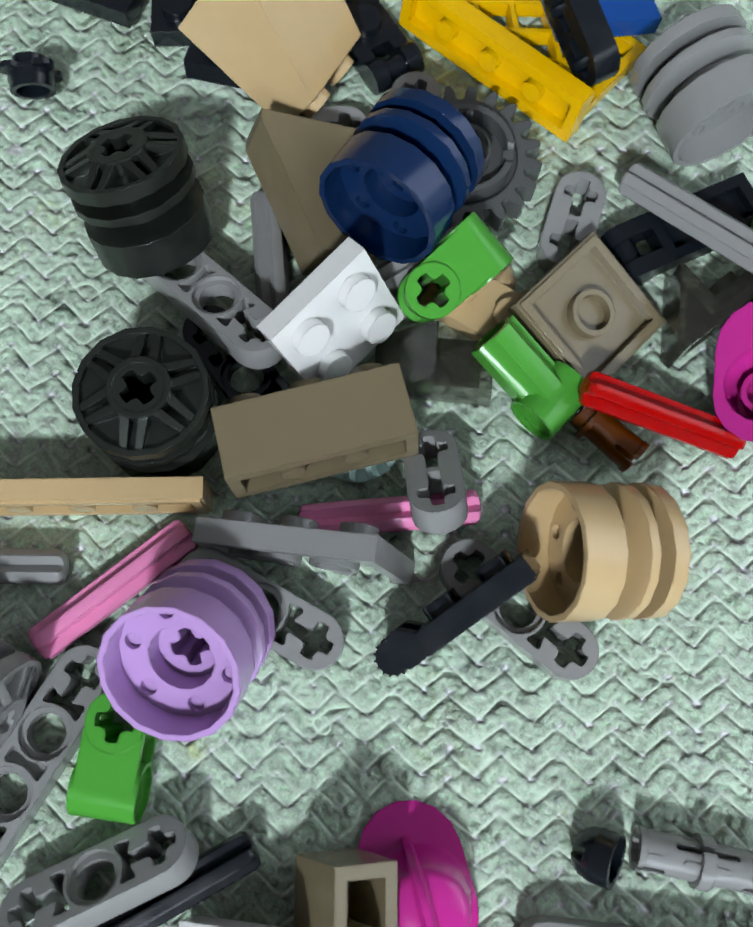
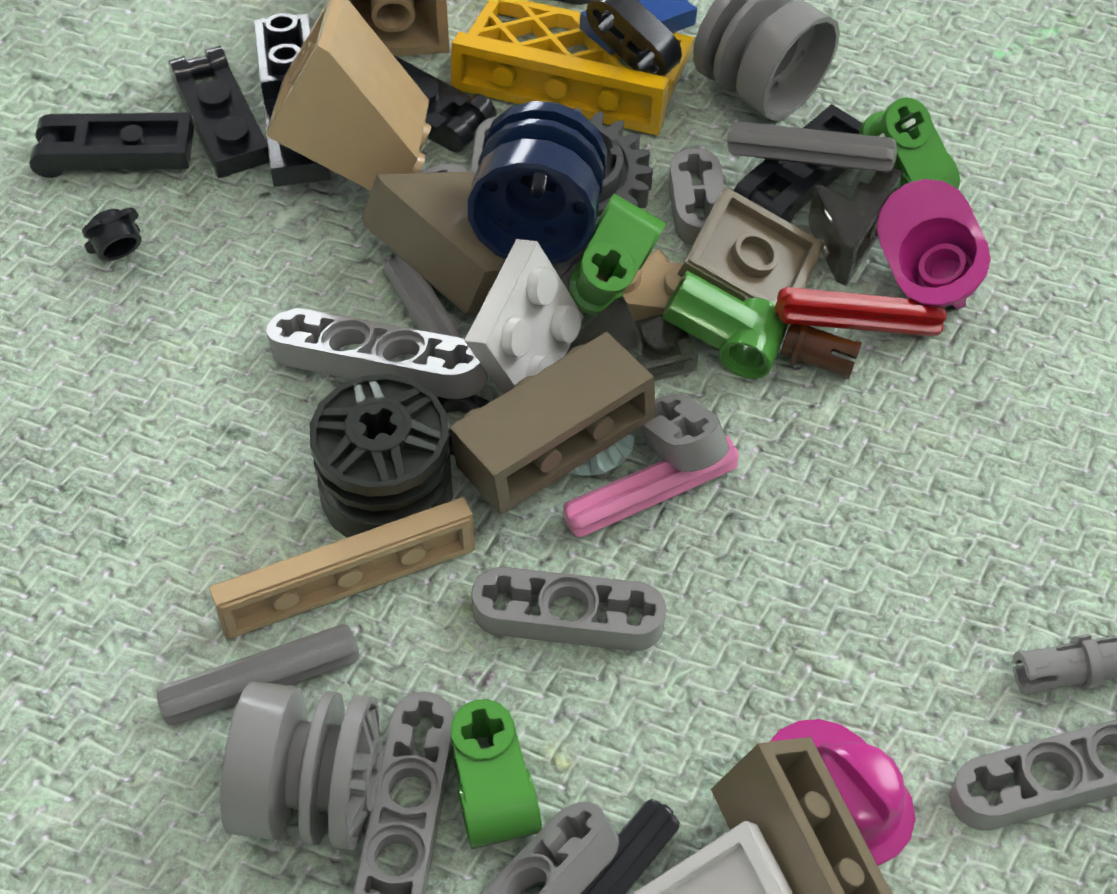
camera: 20 degrees left, 20 degrees down
(111, 590) = (418, 635): bright pink axle -> none
(138, 196) = (288, 287): pearl dark grey wheel -> none
(187, 650) = (515, 671): lavender wheel -> none
(339, 551) = (608, 518): light grey wing -> none
(452, 615) = (757, 528): black hinge -> none
(544, 652) = (861, 515): light grey beam -> none
(601, 857) = (995, 691): black hinge -> none
(604, 551) = (862, 423): tan wheel -> none

